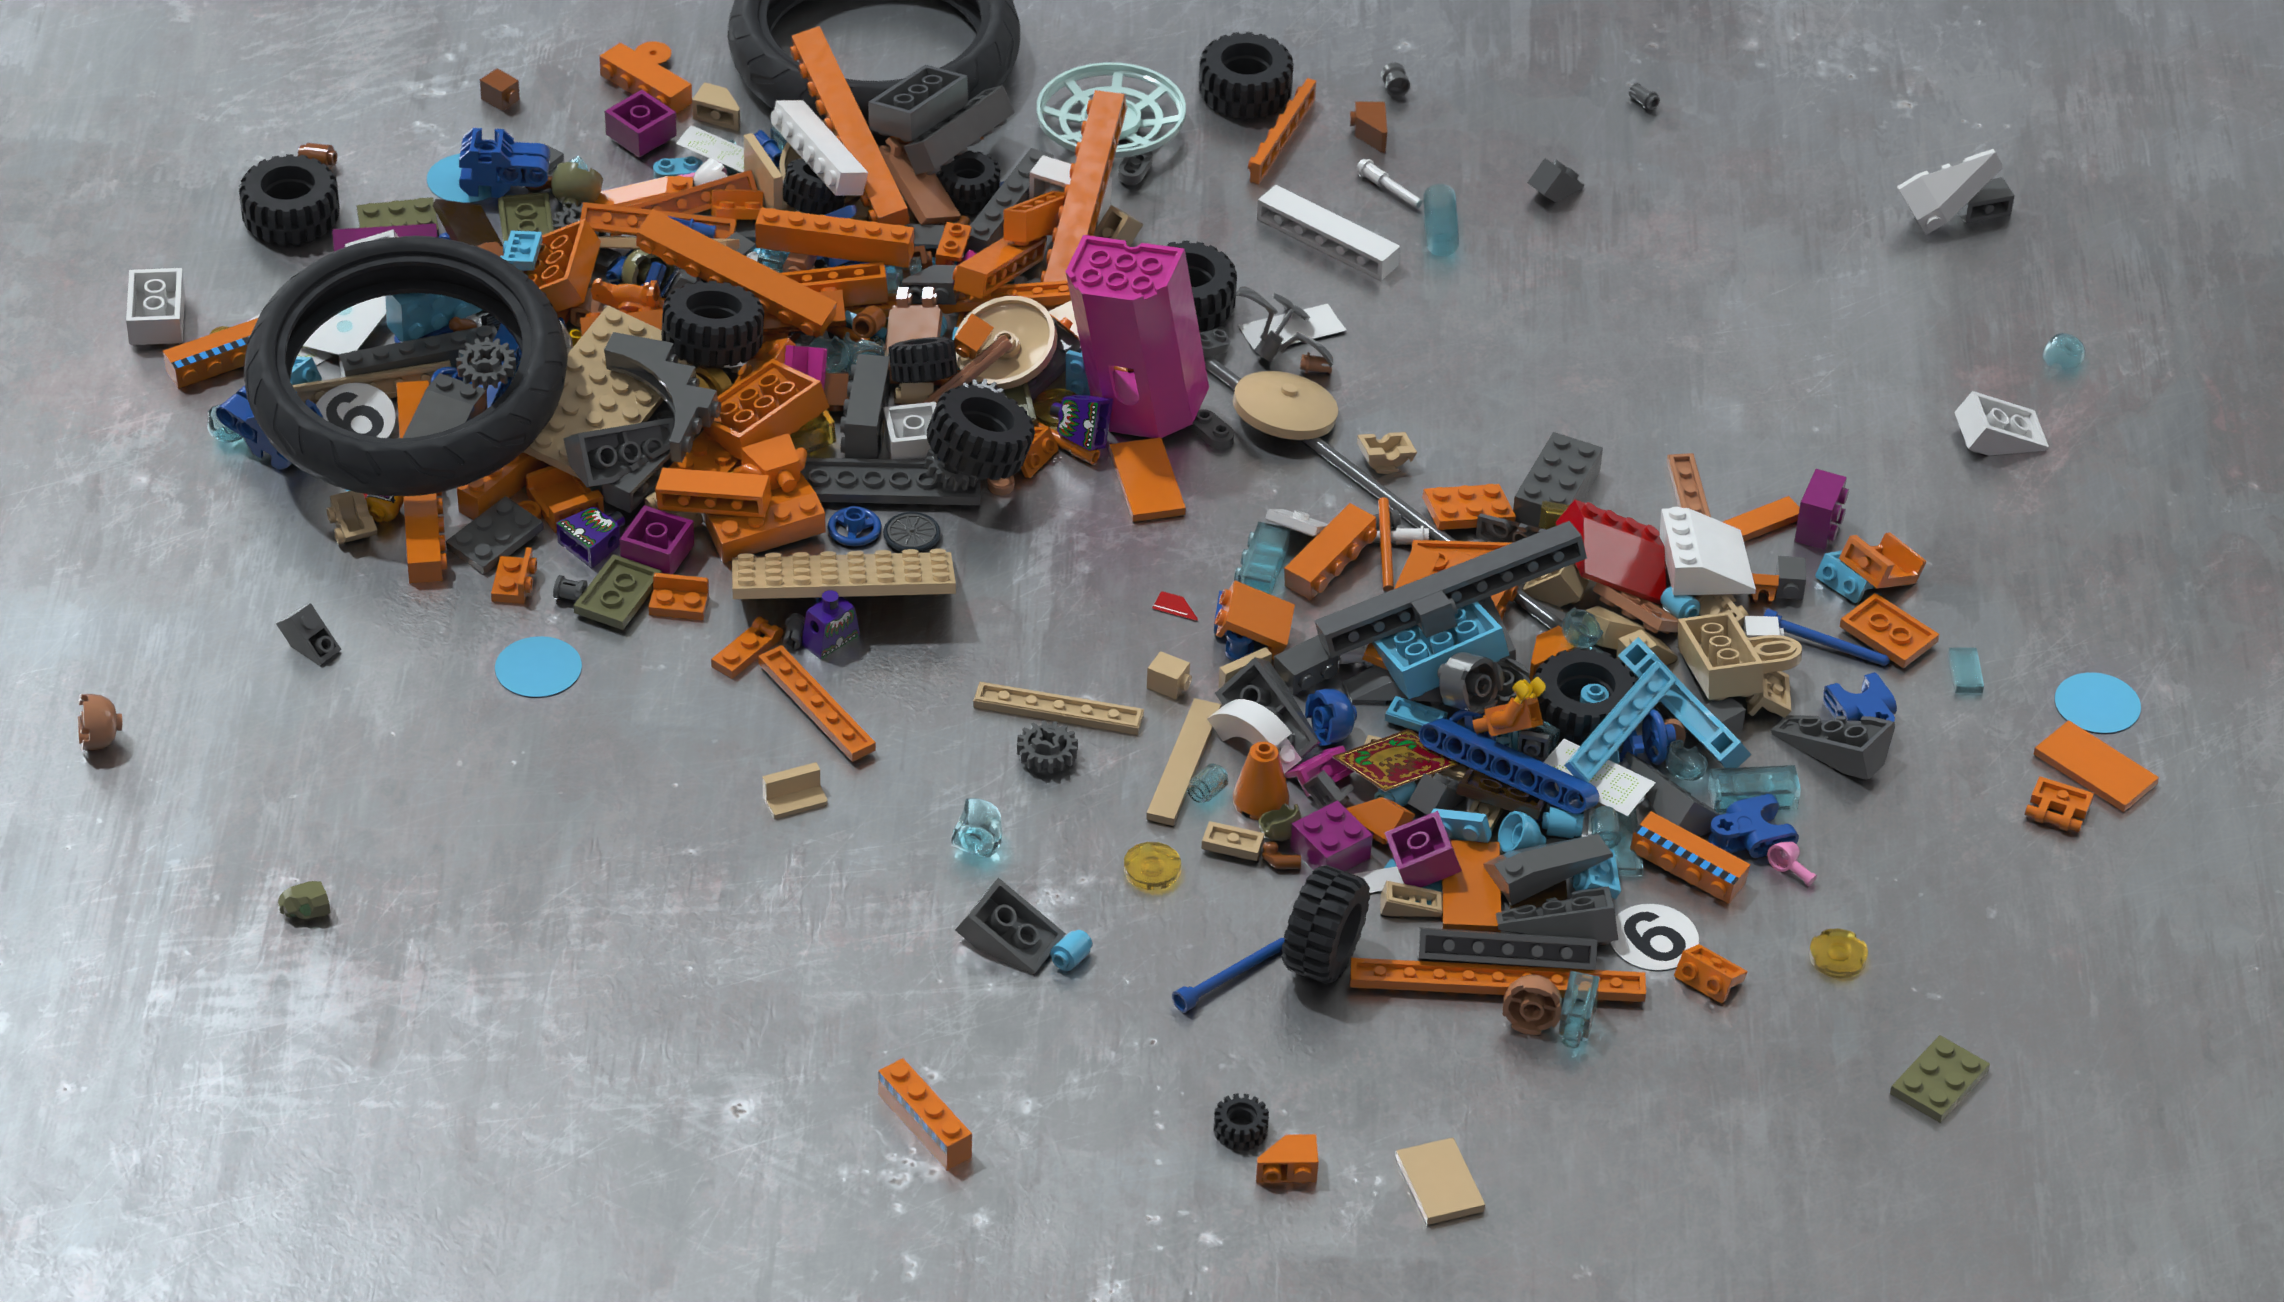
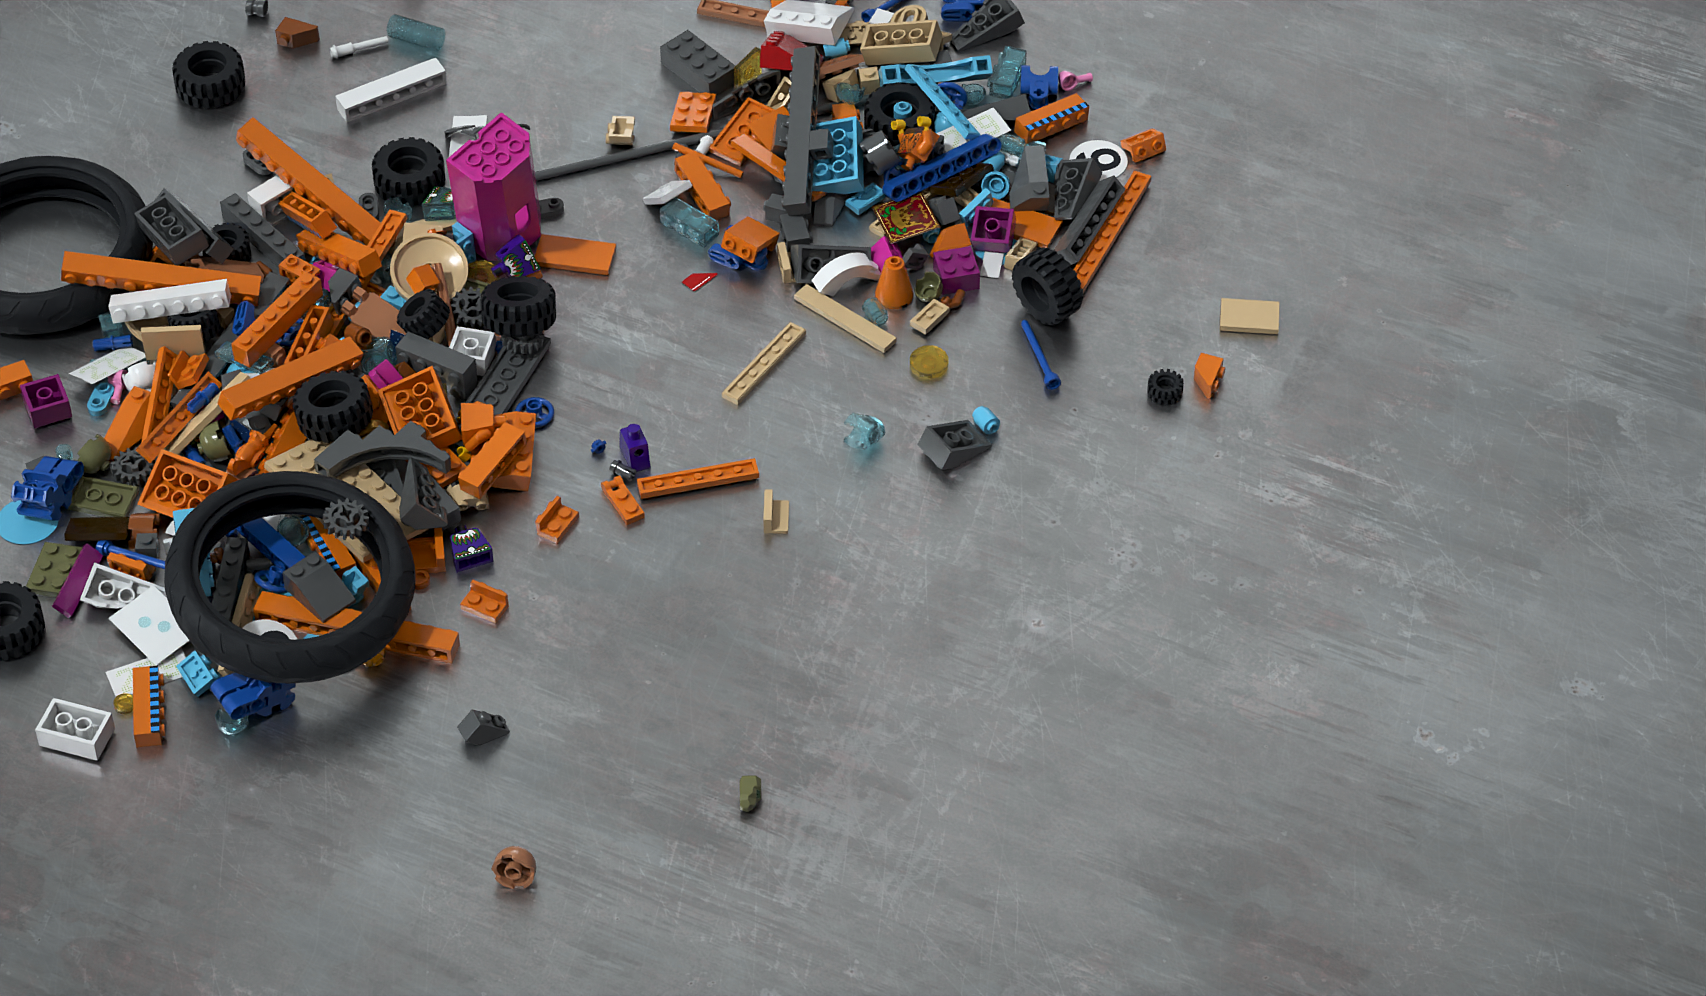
camera: 65 degrees left, 5 degrees up
(350, 516) = (379, 675): tan cylinder -> none
(494, 534) = (437, 601): dark grey plate -> none
(522, 249) = (163, 499): medium azure bracket -> none
(538, 666) = (576, 615): medium azure sticker -> none
(568, 588) = (517, 574): dark grey bush -> none
(616, 592) = (532, 550): olive plate -> none
(658, 539) = (502, 513): magenta brick -> none
(716, 106) = (50, 356): tan slope -> none
(846, 574) = (595, 425): tan plate -> none
(911, 531) = (558, 385): dark grey wheel -> none
(925, 1114) = (1094, 529): orange brick -> none
(1047, 746) = (802, 376): dark grey gear -> none
(1133, 115) = (190, 153): light aqua dish -> none
(1168, 675) = (768, 299): tan brick -> none
(1283, 130) = (274, 78): orange plate -> none
(1285, 405) = (558, 162): tan dish -> none
(1330, 715) = (853, 232): blue cylinder -> none
(1532, 1004) = (1138, 224): nougat cylinder -> none
(1578, 1016) = (1153, 207): clear light blue torso -> none
(1838, 953) = (1152, 87): clear yellow tile -> none
(1940, 1078) = (1268, 81): olive plate -> none

